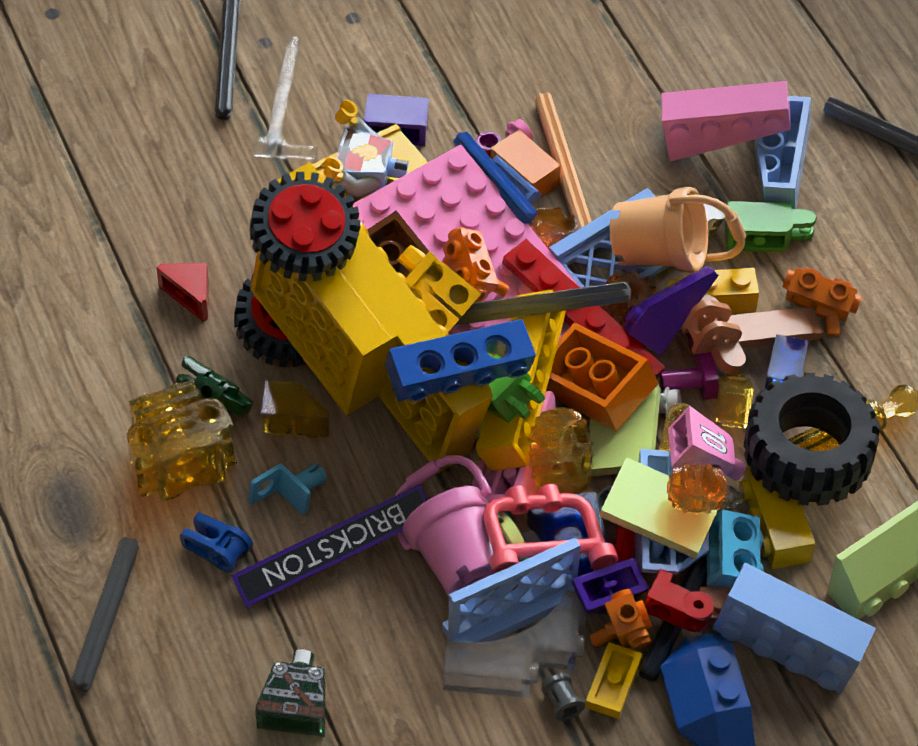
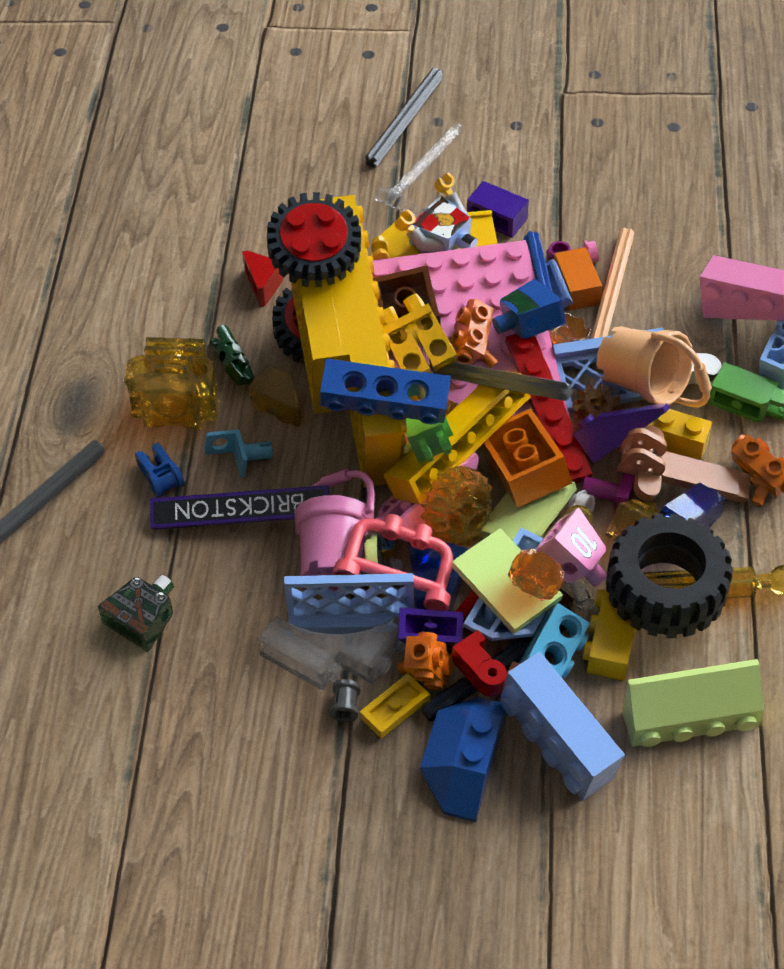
camera: 30 degrees right, 0 degrees up
(519, 219) = (530, 311): none -> blue torso

